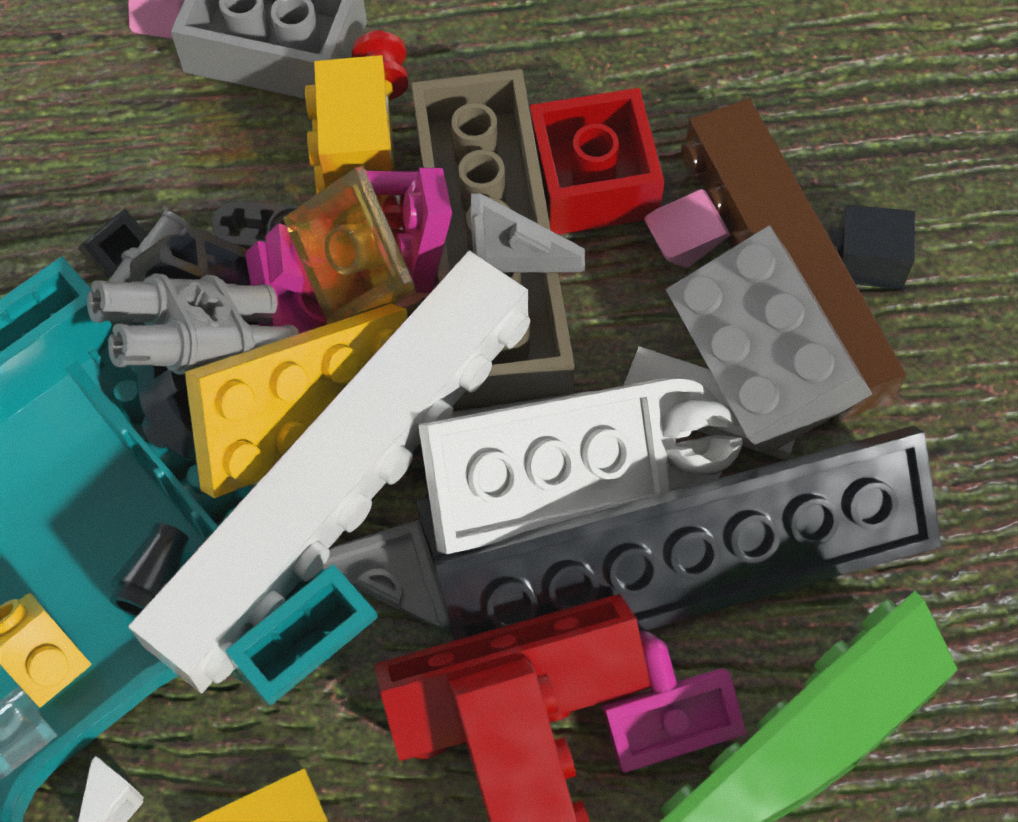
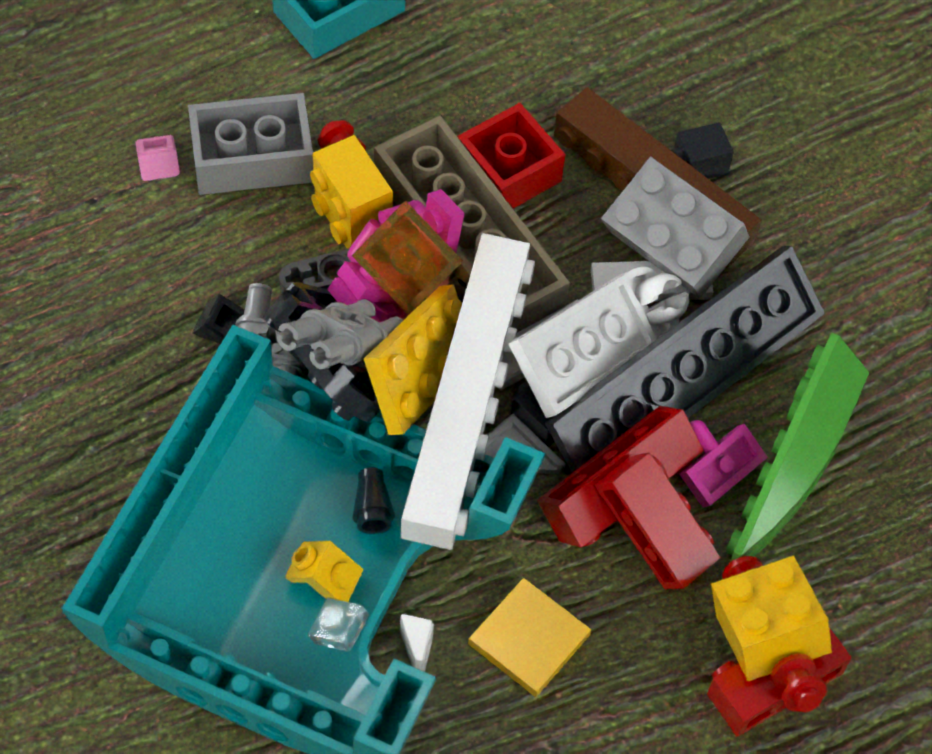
camera: 30 degrees left, 5 degrees down
(517, 243) = (504, 218): light grey tile -> none
(687, 228) = (585, 180): bright pink slope -> none

